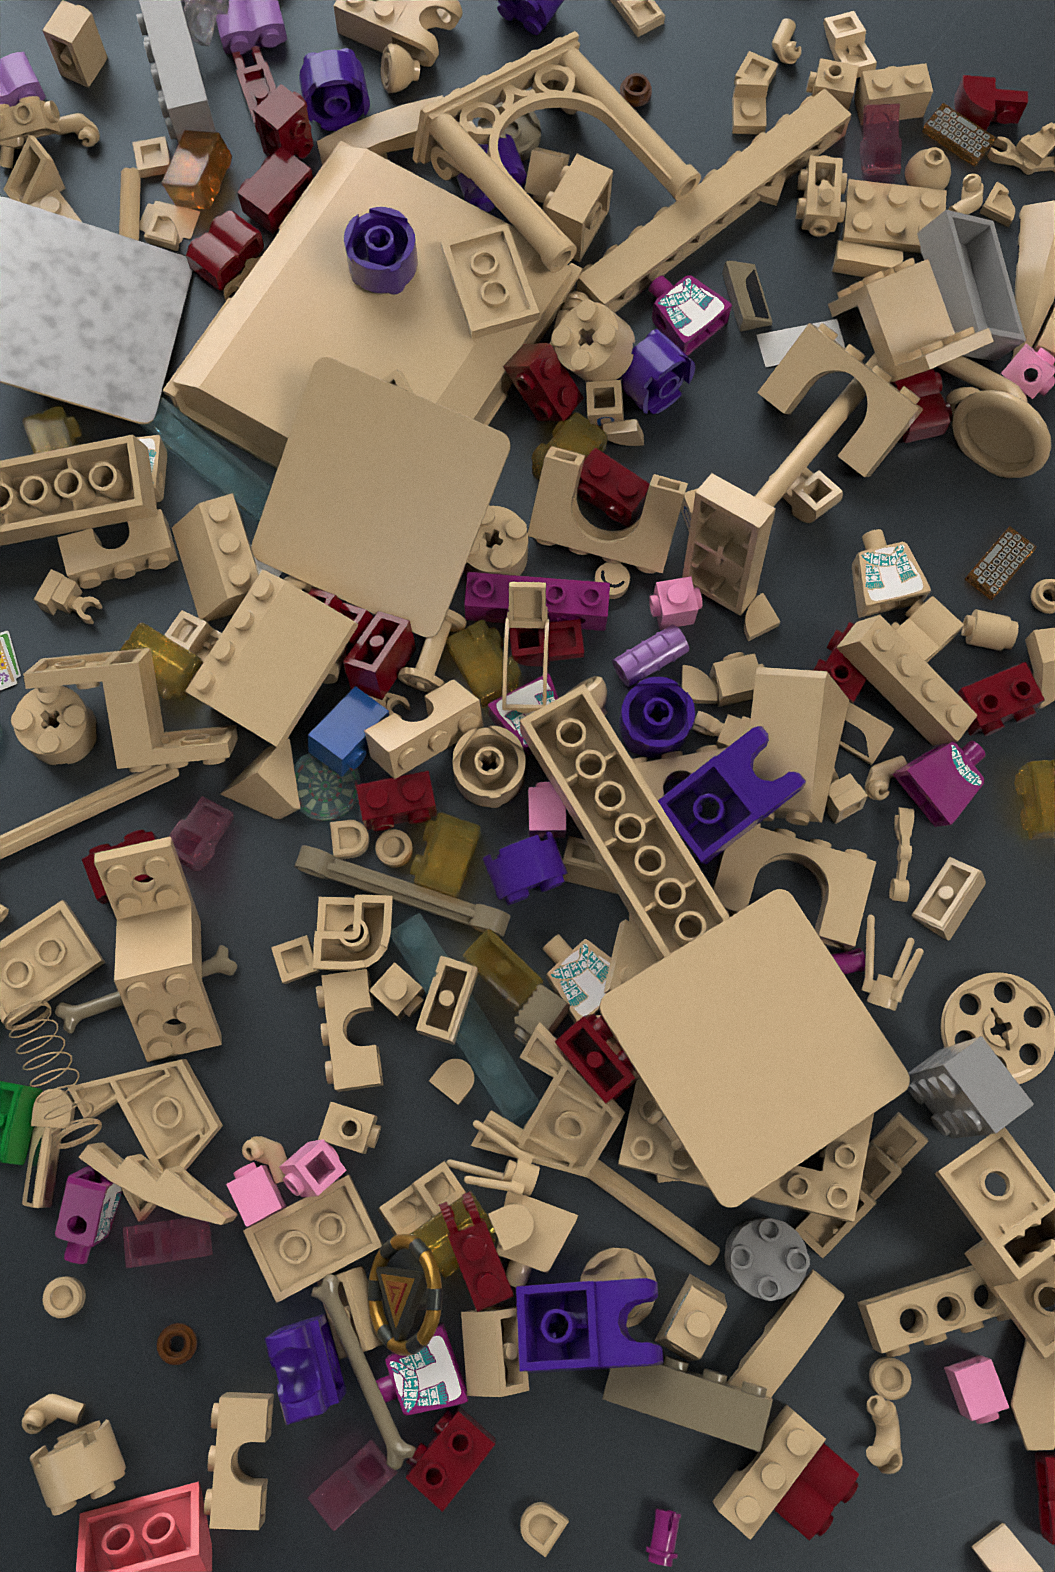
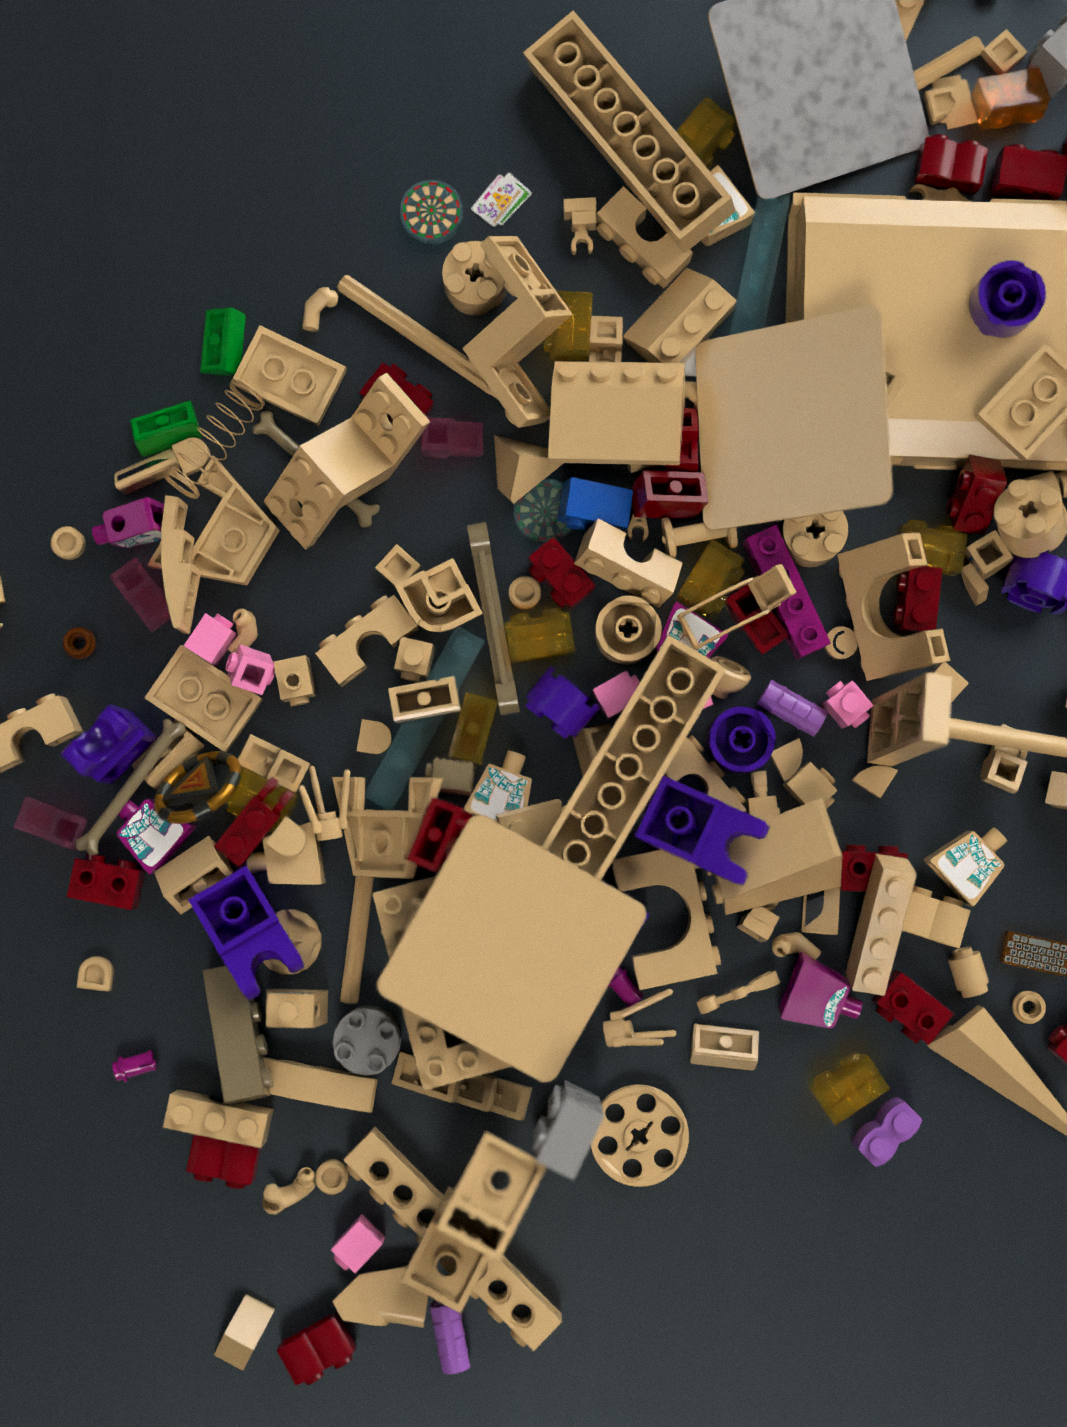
camera: 65 degrees right, 10 degrees up
(349, 839) = (512, 554): tan tile -> none

